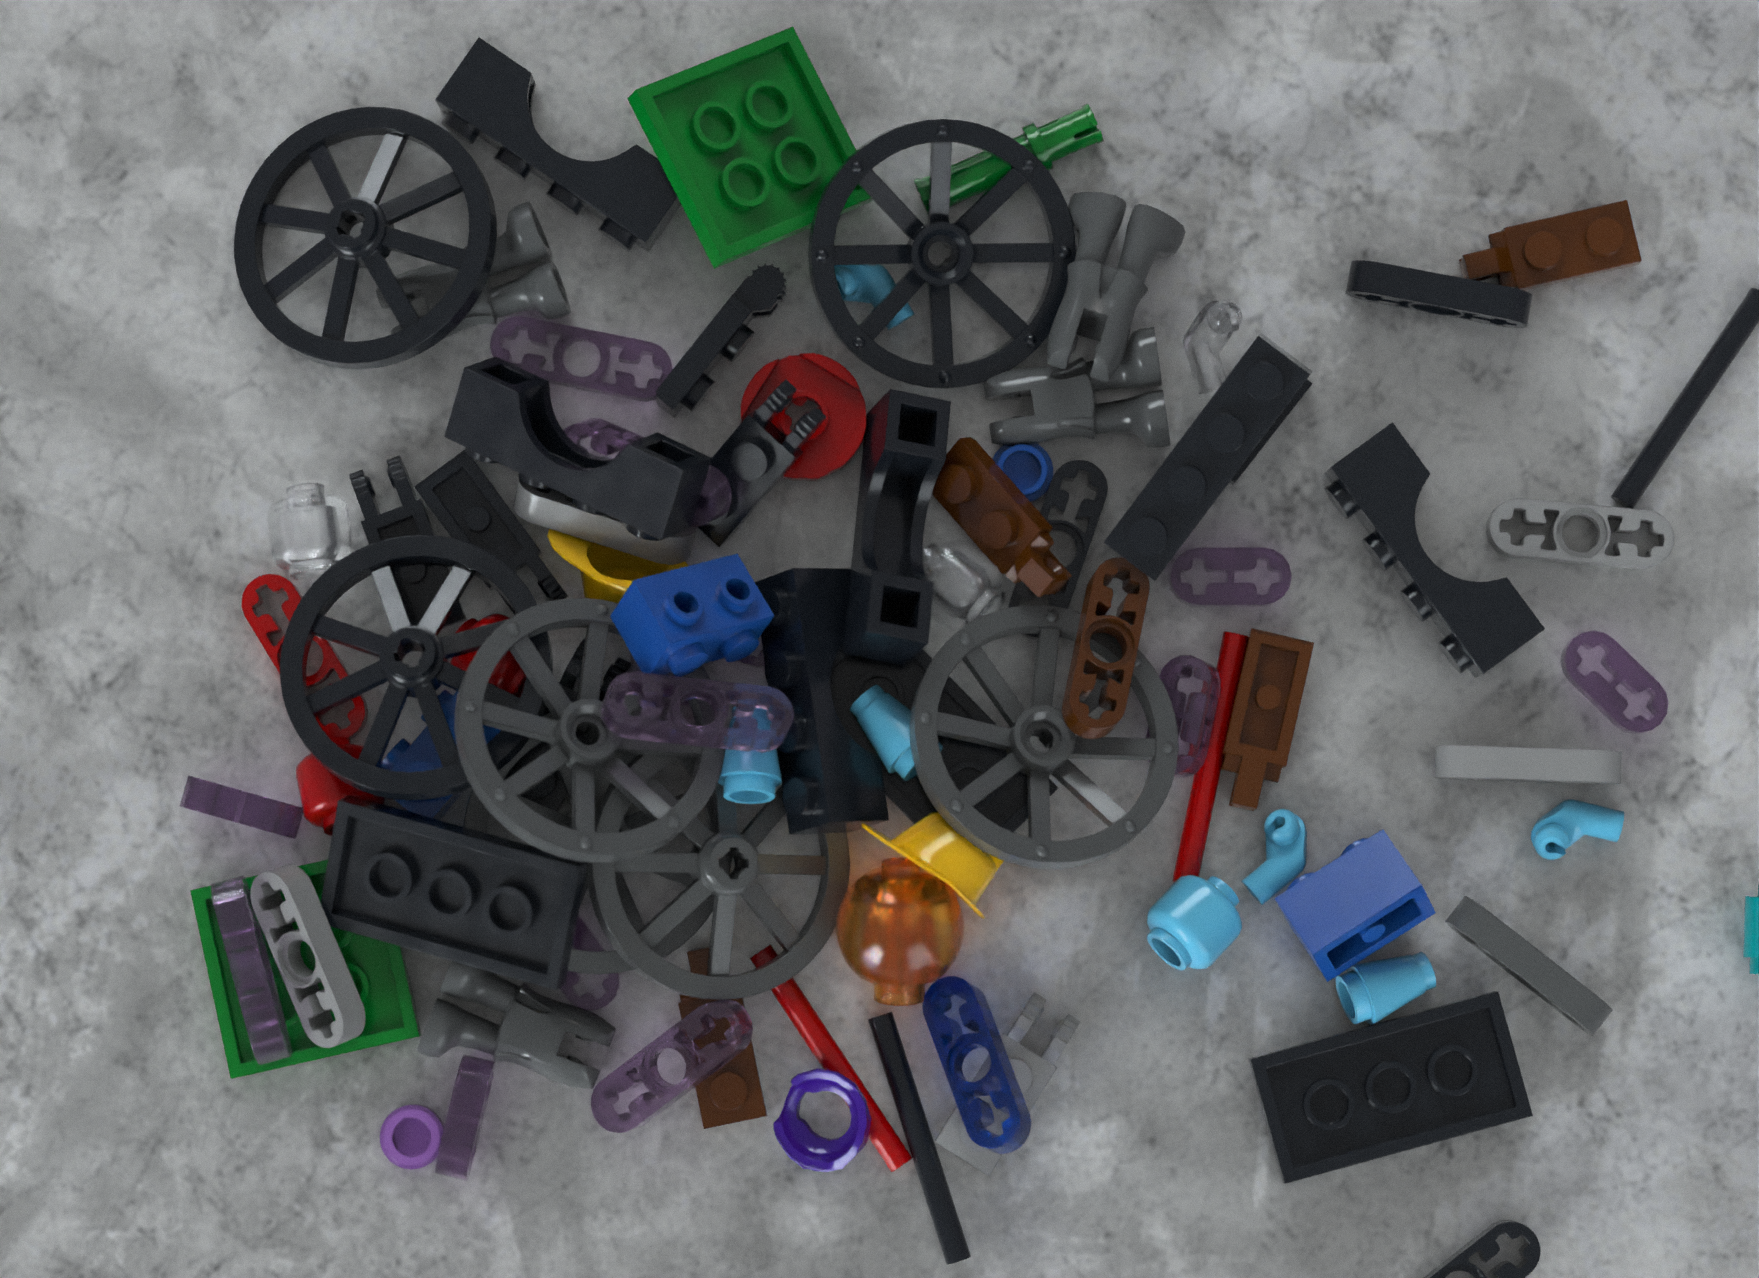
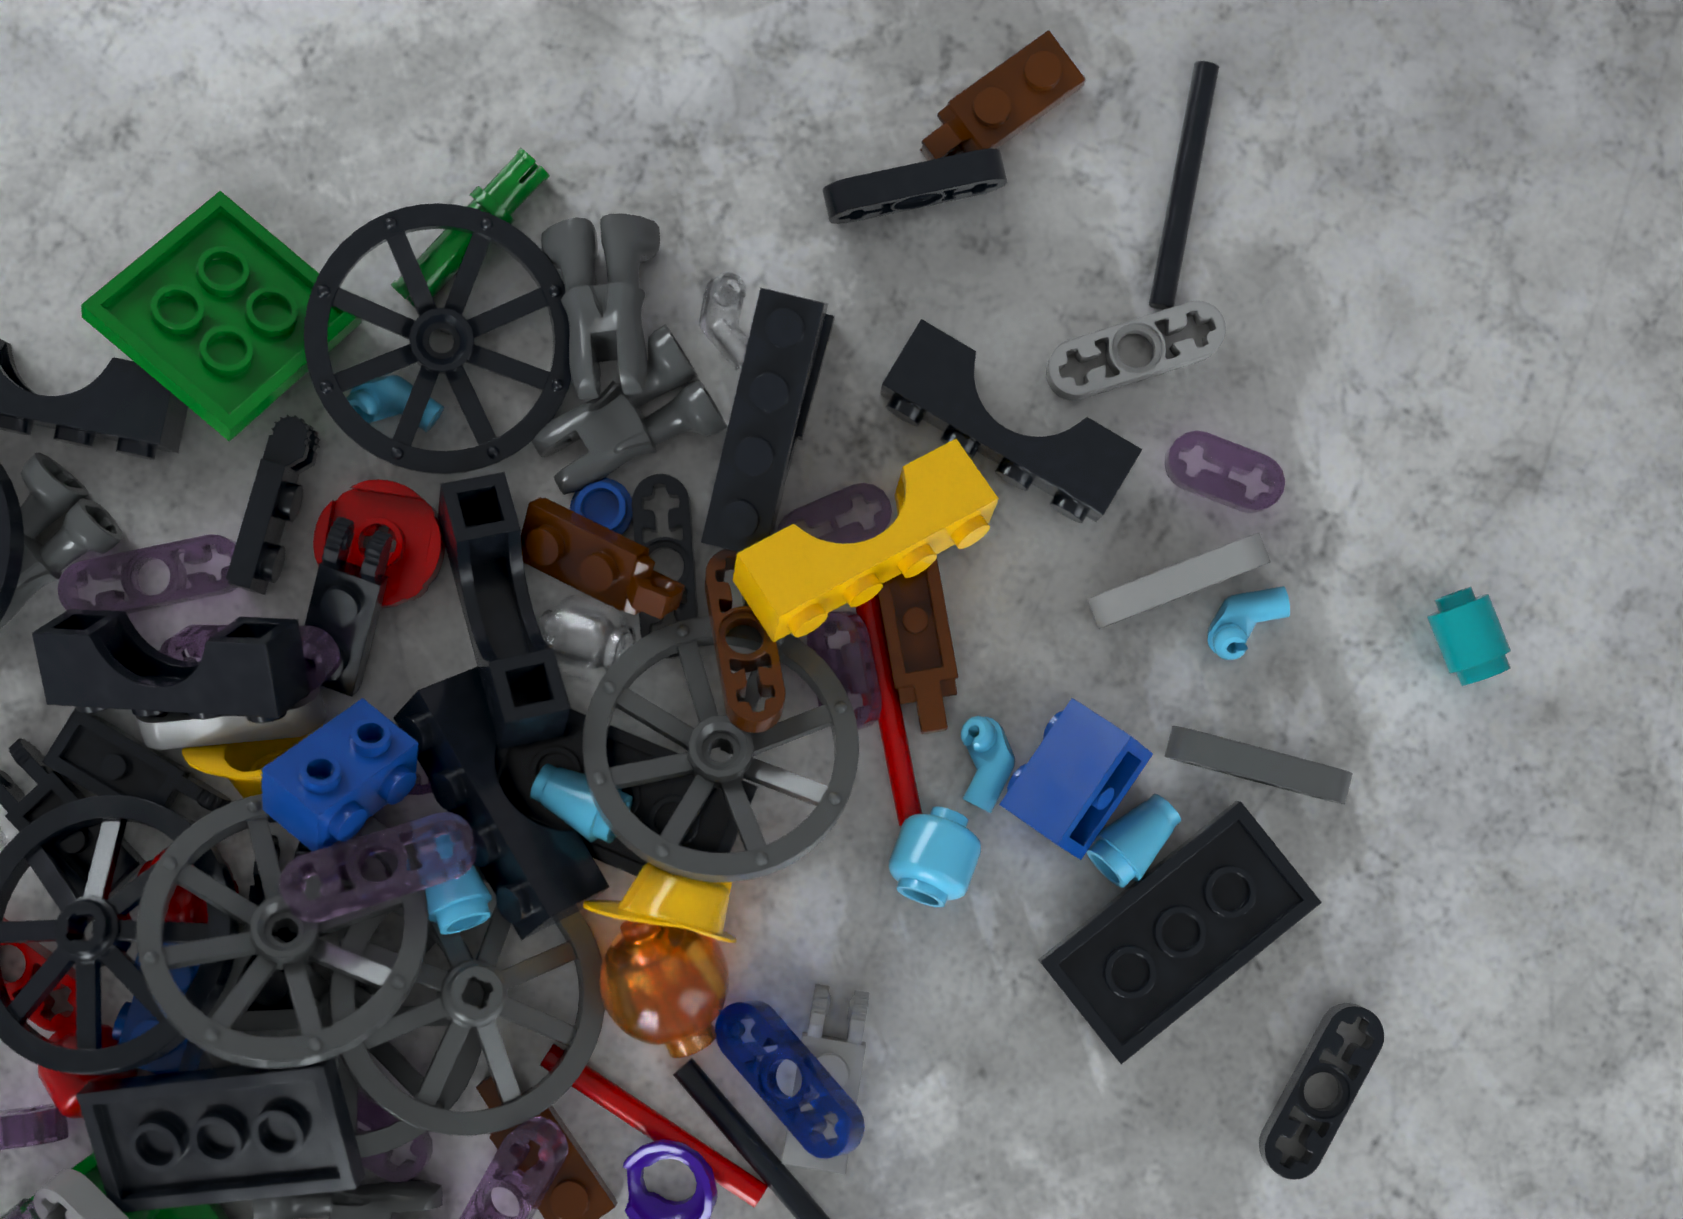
camera: 25 degrees left, 0 degrees up
(1180, 613) = (799, 579): none -> yellow arch

